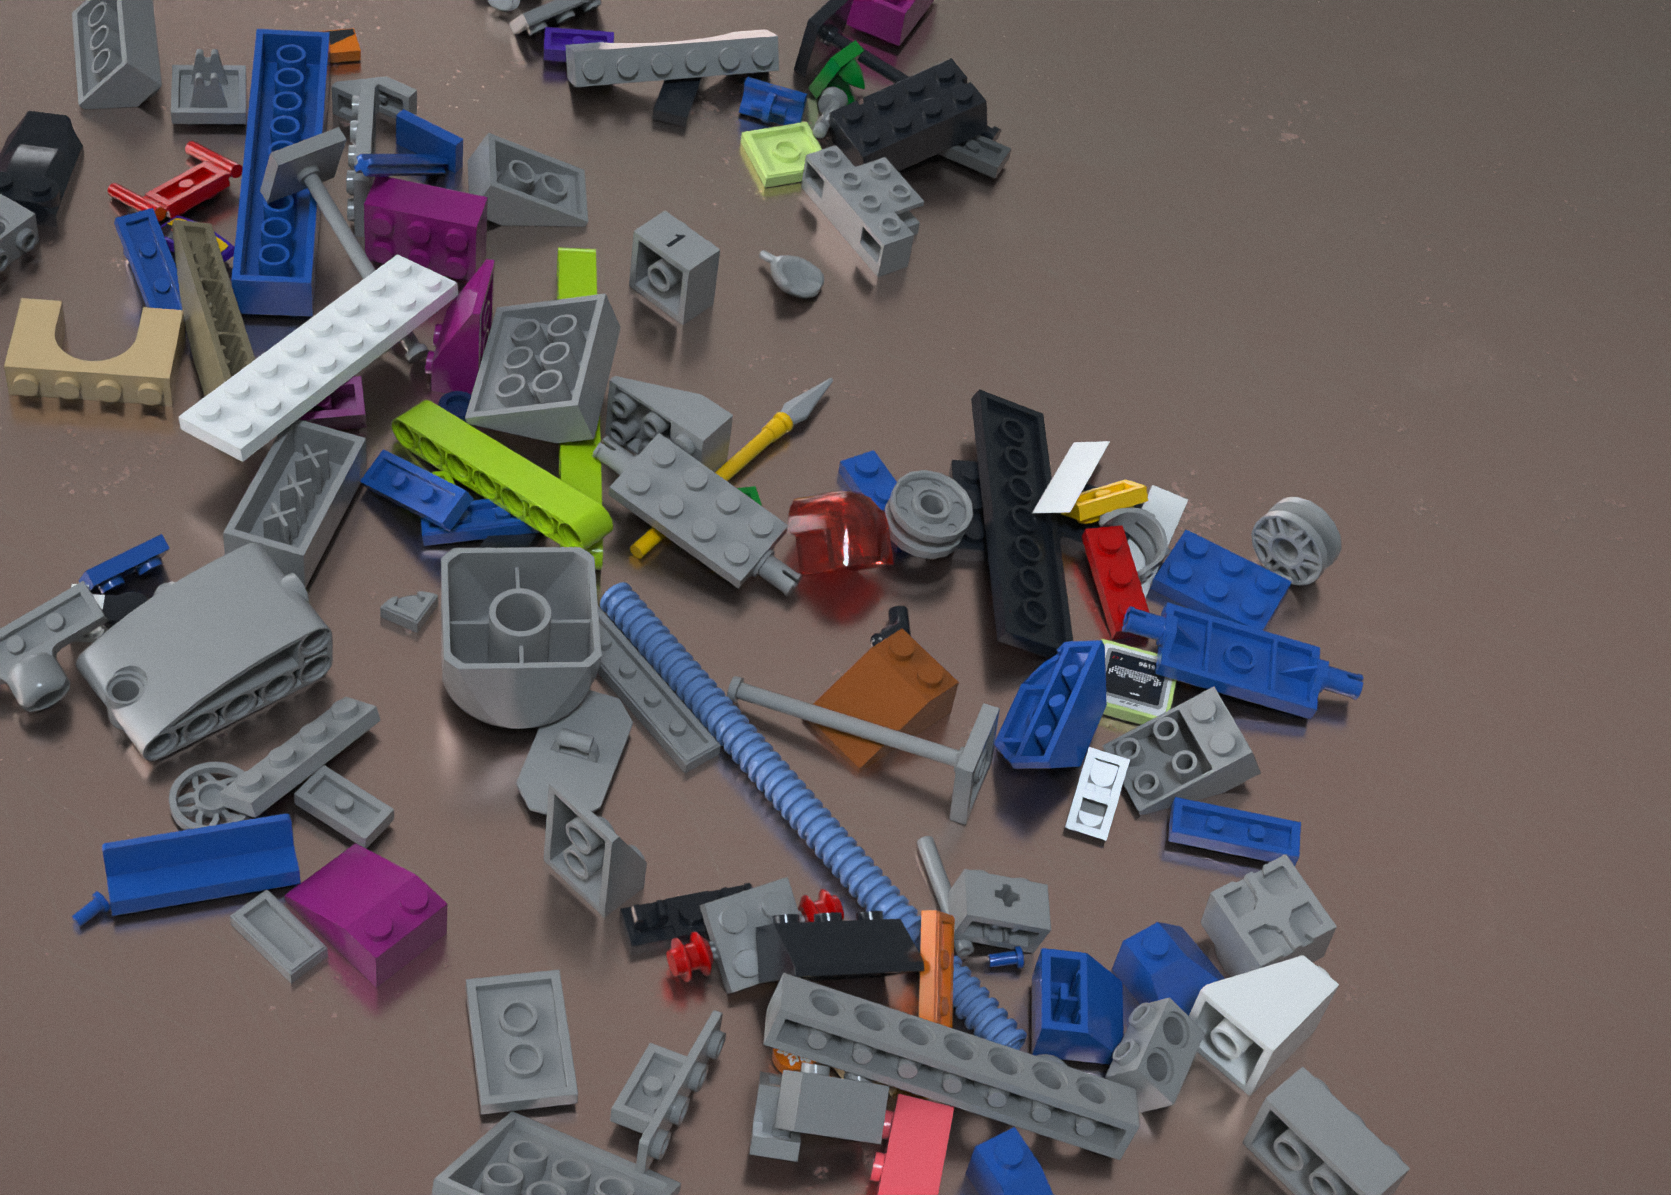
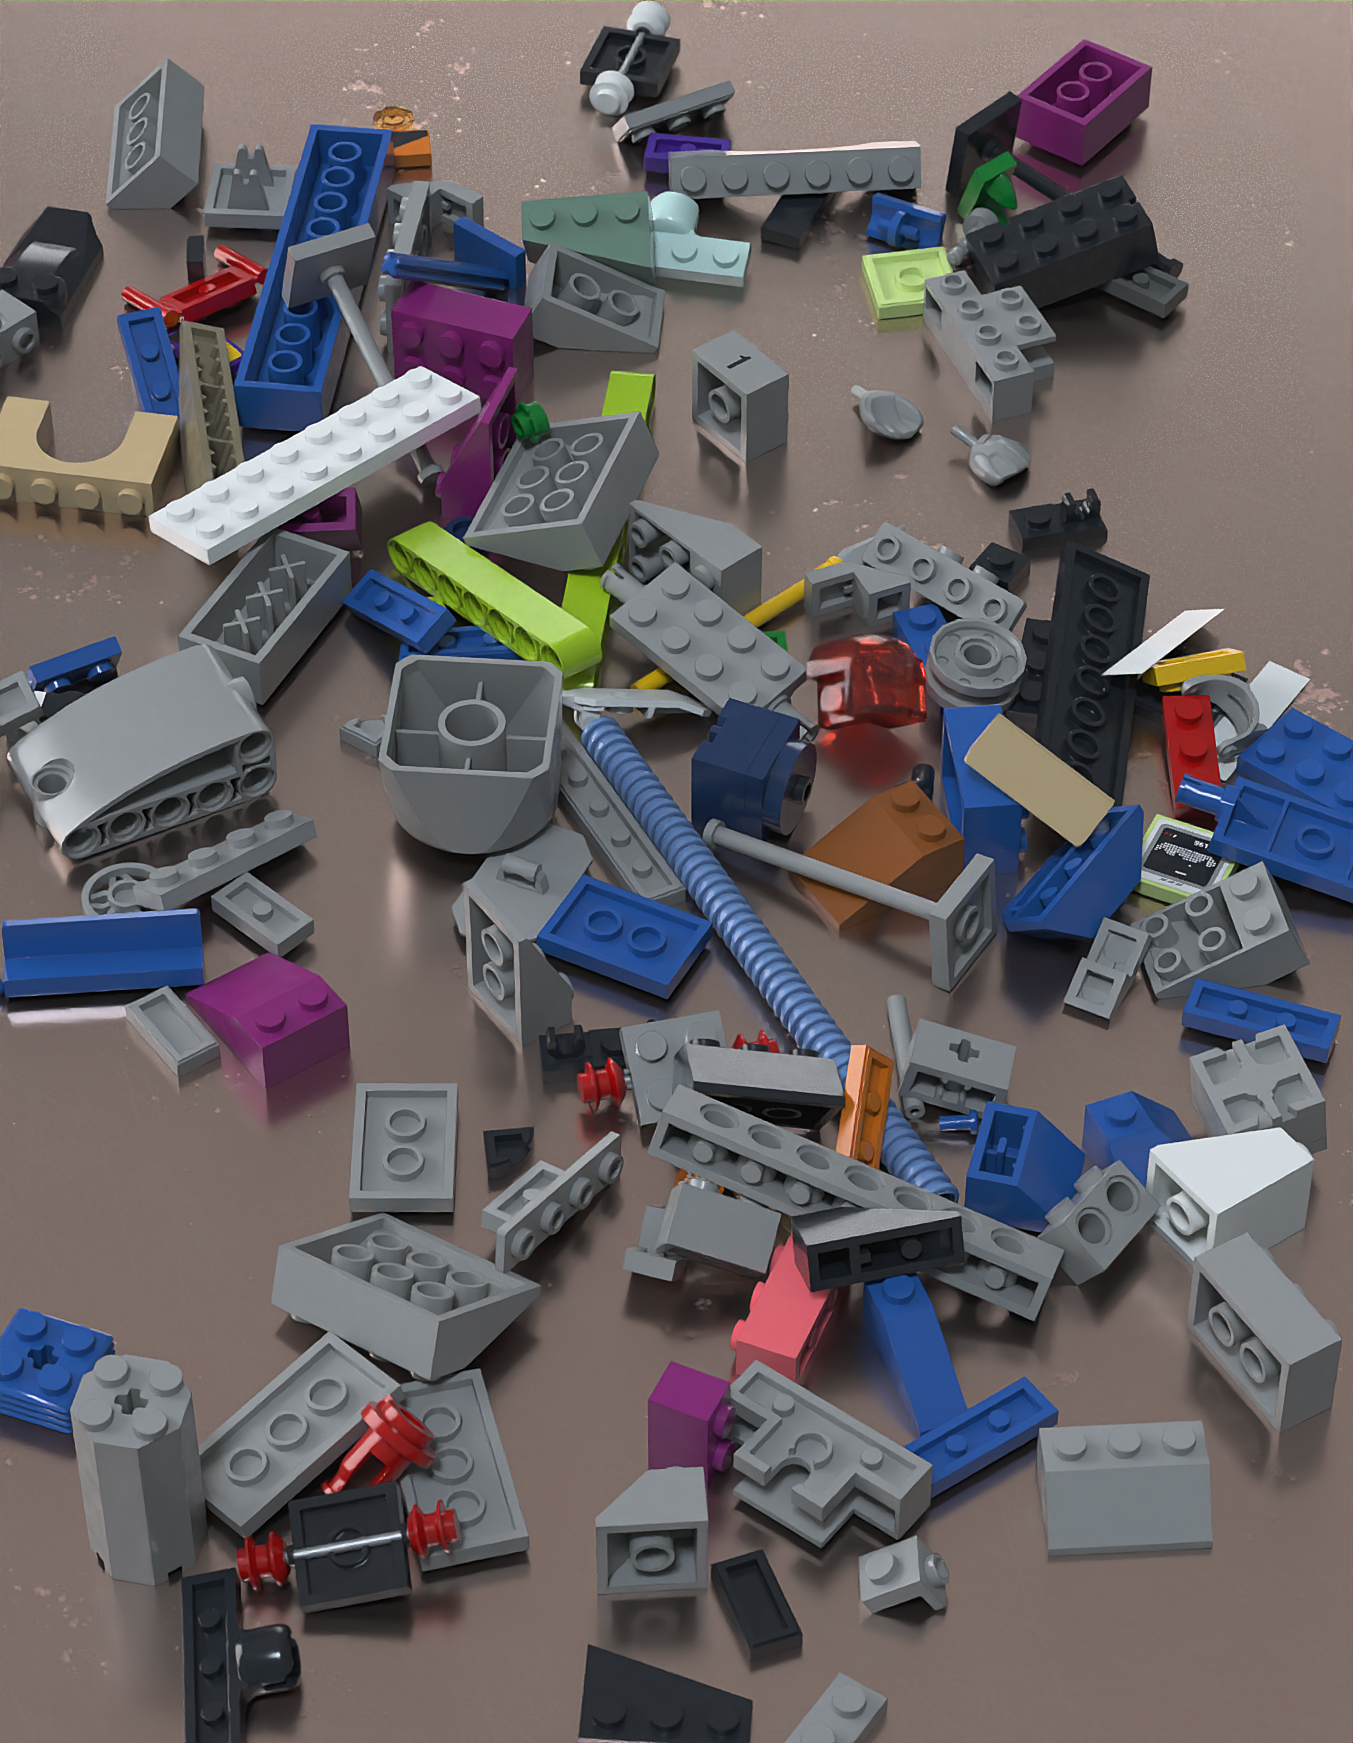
camera: 20 degrees right, 5 degrees down
(171, 156) = (196, 259): none -> black tile
(321, 20) = (393, 118): none -> clear orange tile
(507, 305) = (530, 421): none -> green plate
(527, 117) = (601, 227): none -> sand green wedge
(579, 129) = (690, 256): none -> light aqua plate
(613, 1031) = (507, 1150): none -> black tile
(632, 564) = (591, 701): none -> white piece
(677, 799) = (625, 936): none -> blue plate
(762, 630) = (752, 772): none -> dark blue piece
(817, 443) = (847, 584): none -> light grey slope
(878, 430) = (943, 578): none -> light grey bracket
(889, 310) = (994, 456): none -> light grey piece
(917, 414) = (1005, 564): none -> black plate
(955, 368) = (1055, 524): none -> black plate
(961, 628) = (973, 804): none -> blue piece
(978, 1114) = (873, 1243): none -> black slope
(1021, 628) = (1038, 780): none -> tan slope

